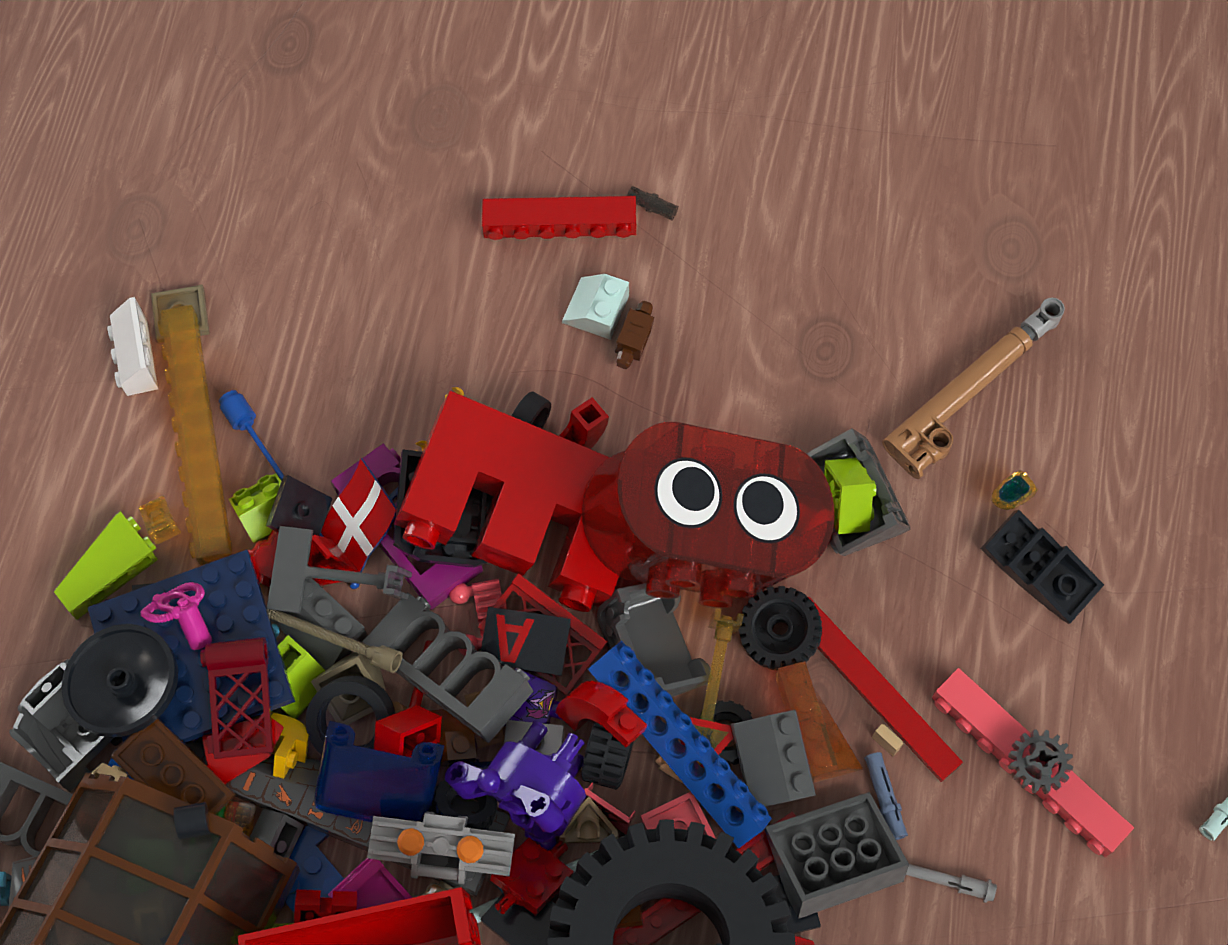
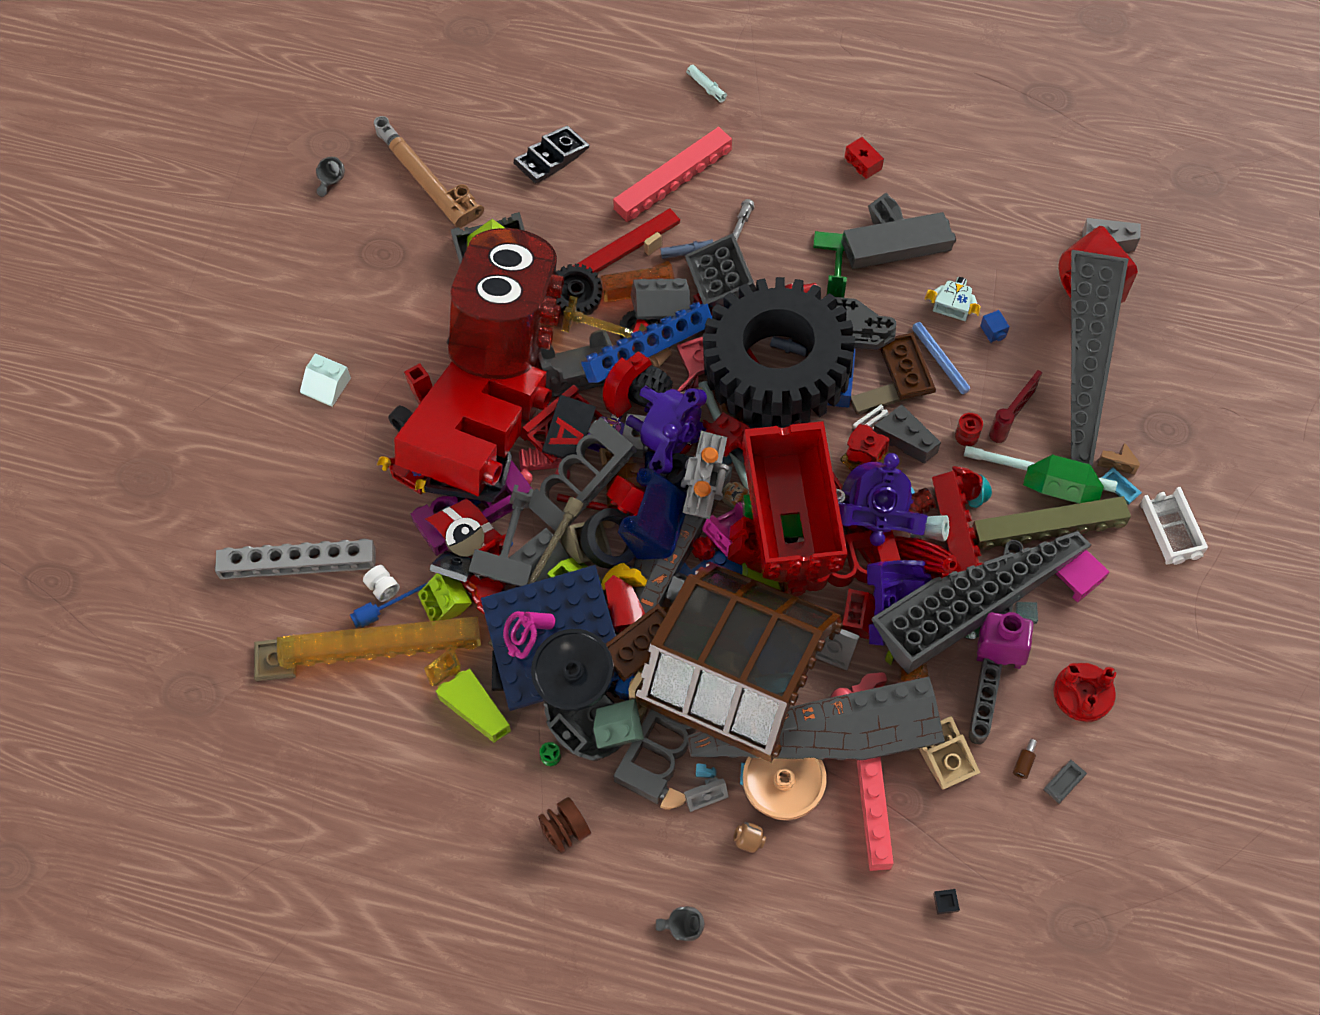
camera: 85 degrees left, 5 degrees down
(30, 668) = (549, 749): none -> green wheel
(54, 755) = (617, 725): none -> sand green slope
(132, 349) = (301, 685): white slope -> none
(191, 820) = (685, 597): black brick -> none
(232, 659) = (565, 595): dark red piece -> none
(284, 421) = (381, 582): none -> white wheel
(305, 232) = (304, 564): none -> light grey brick
(344, 859) = (703, 548): none -> red gear
(345, 518) = (464, 536): none -> tile
(559, 217) = (250, 400): red brick -> none
(634, 334) = (353, 358): reddish brown piece -> none
(653, 203) = (251, 342): clear smoke pin -> none
(950, 253) = (329, 171): none -> dark grey hair
(1014, 491) = (501, 159): rock -> none
(1041, 773) = (669, 158): dark grey gear -> none

